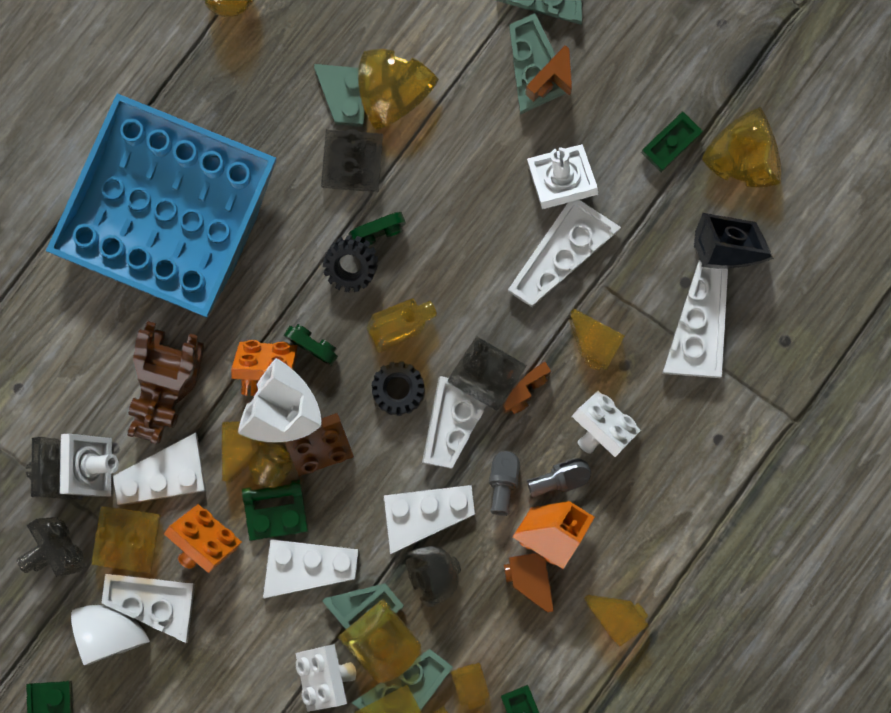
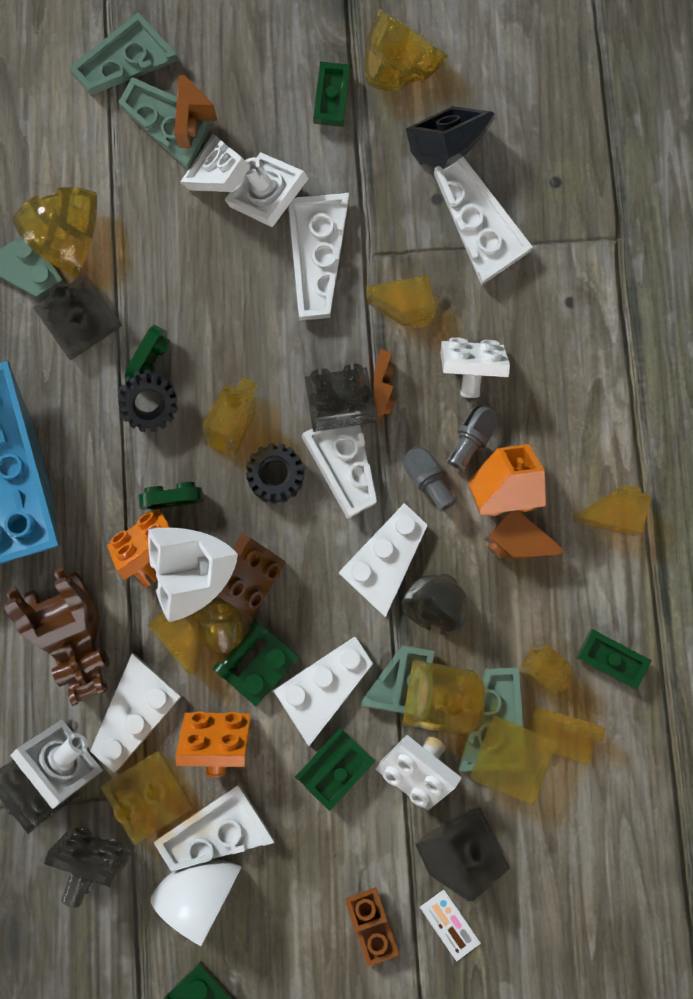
camera: 45 degrees left, 0 degrees up
(268, 628) = (335, 769): none -> dark green plate
(538, 133) = (216, 169): none -> white wing

